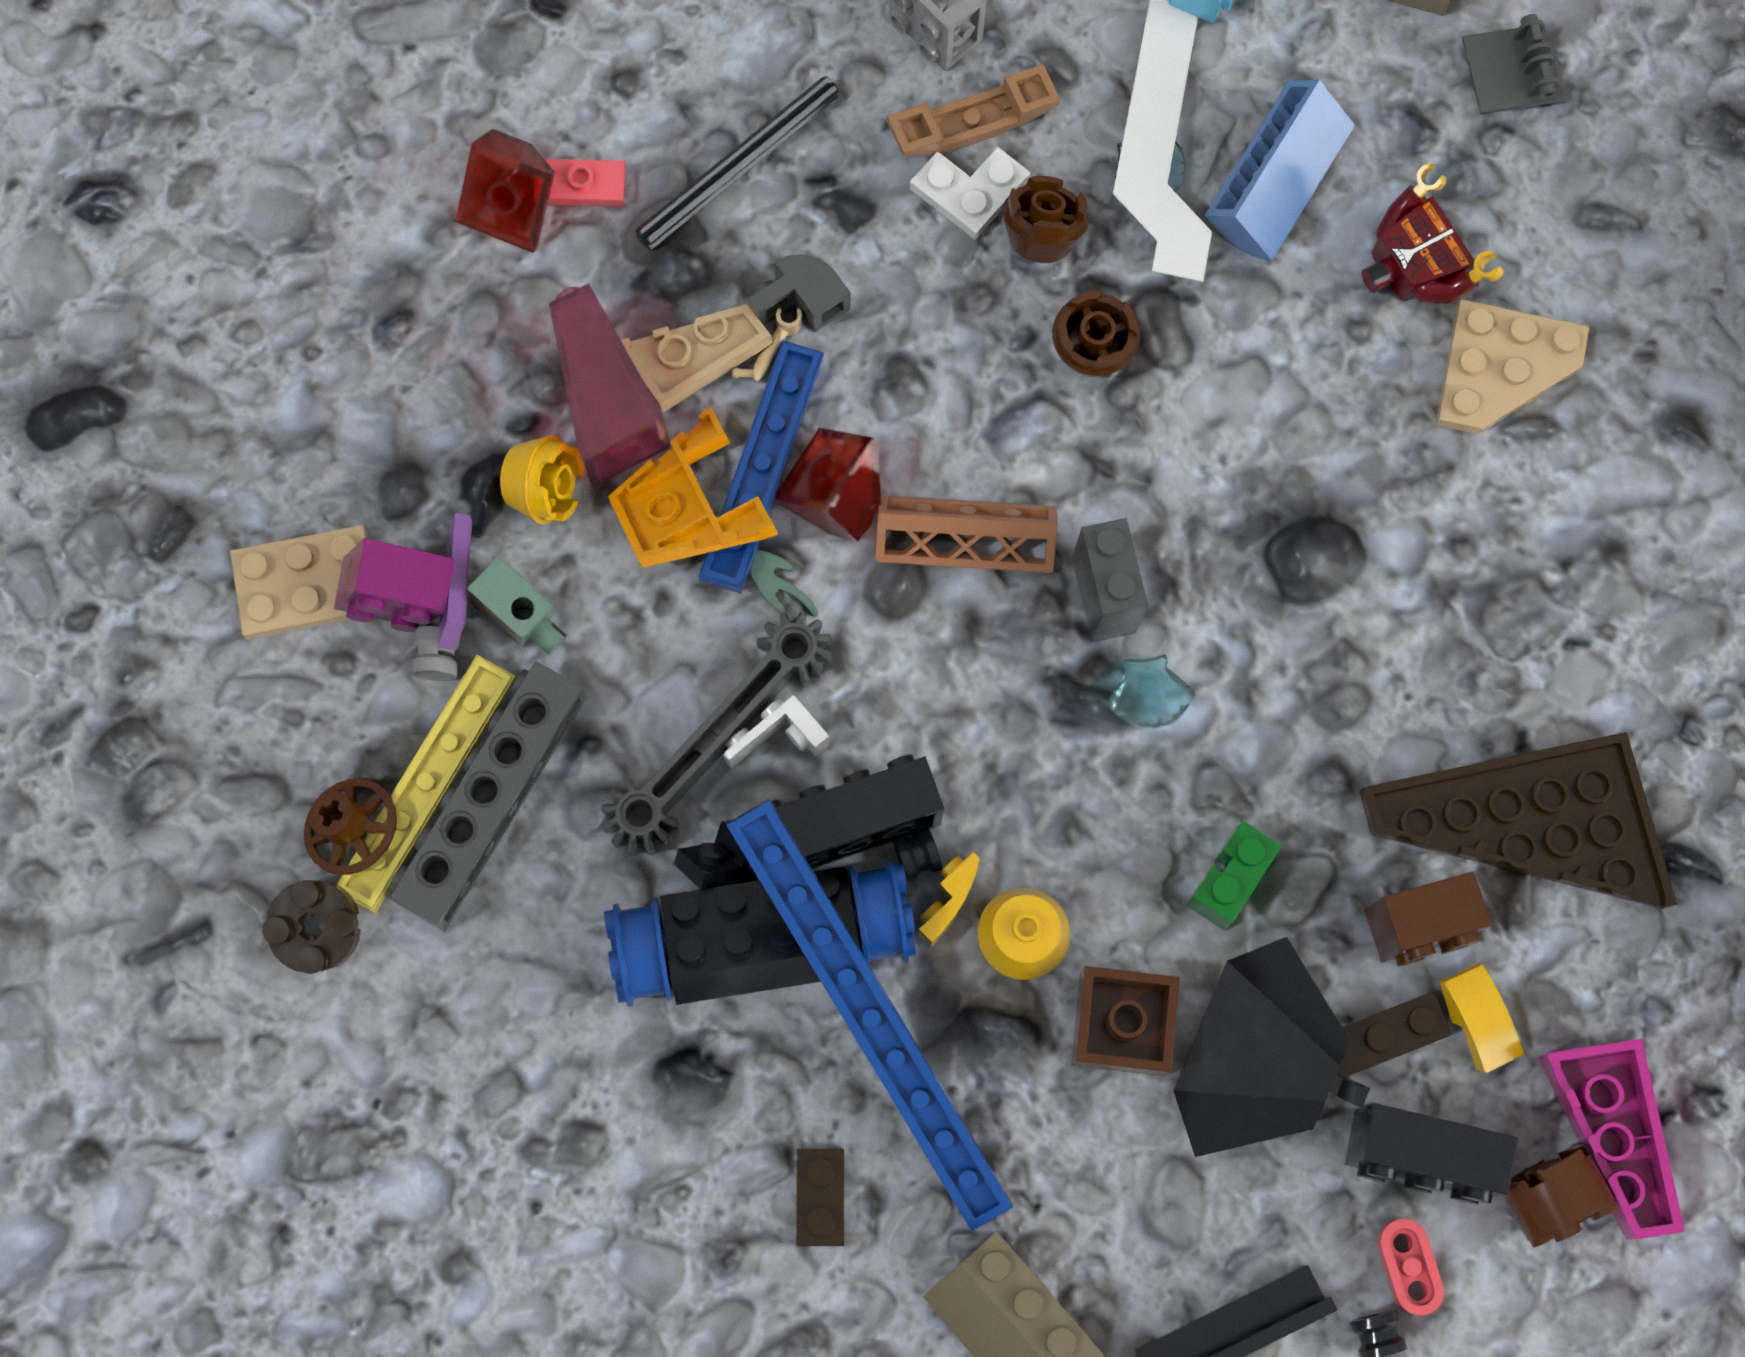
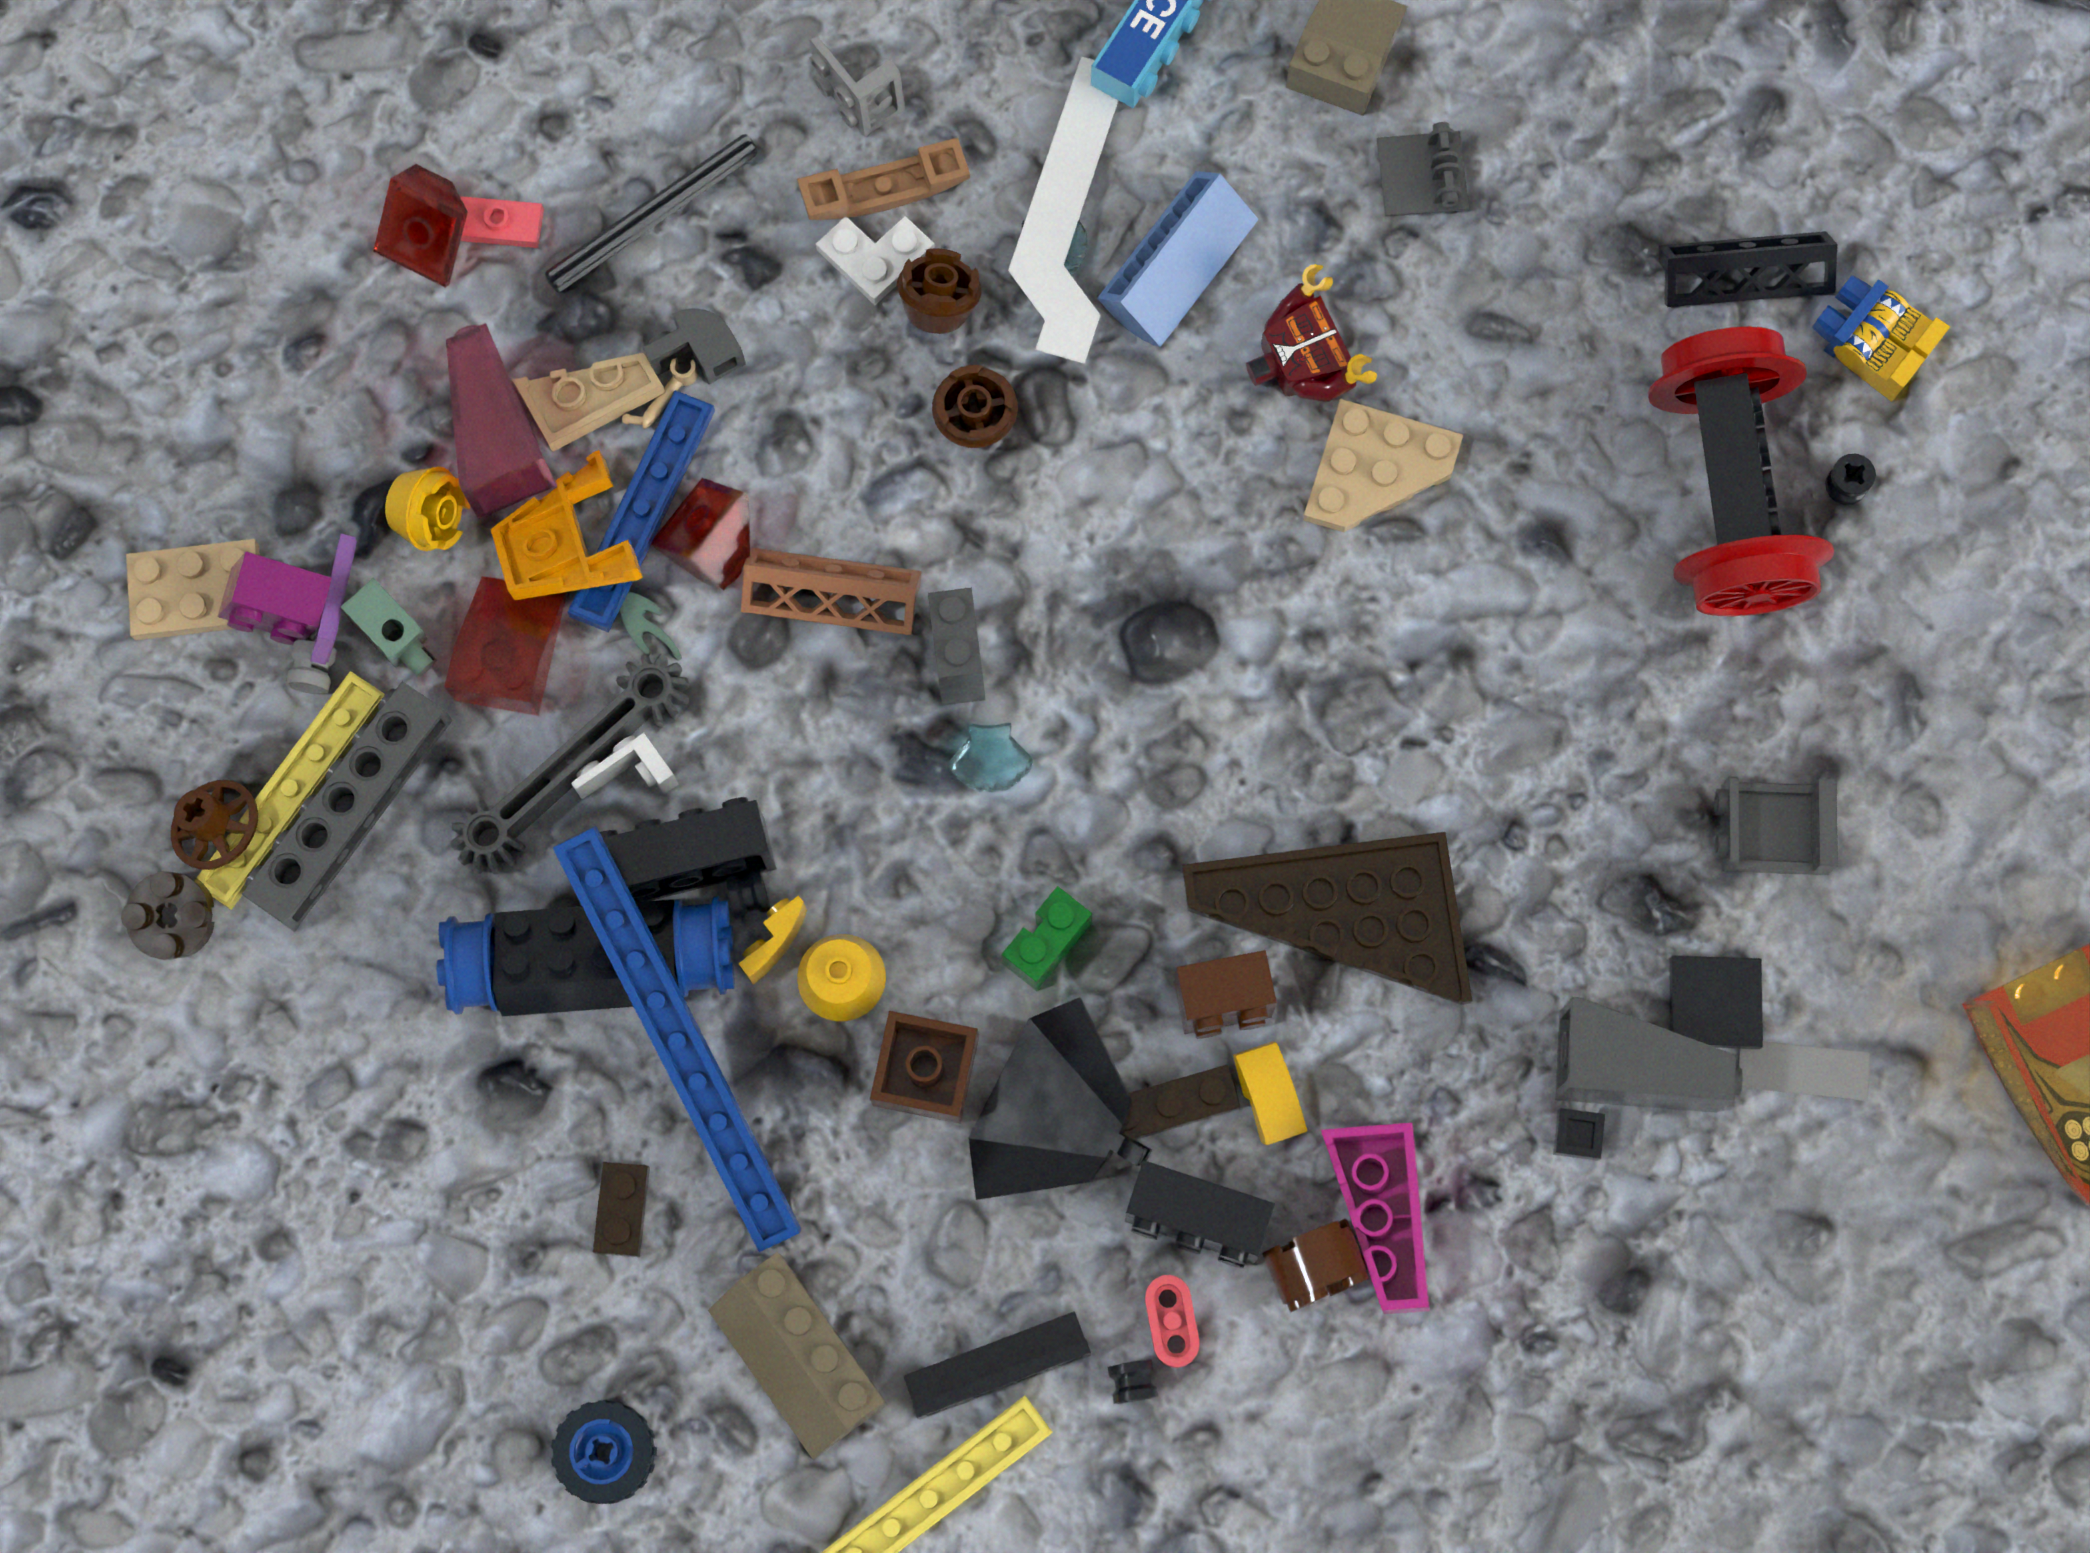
camera: 10 degrees right, 0 degrees up
(636, 619) = (505, 649): none -> clear red slope
(714, 863) = (546, 887): black bracket -> none

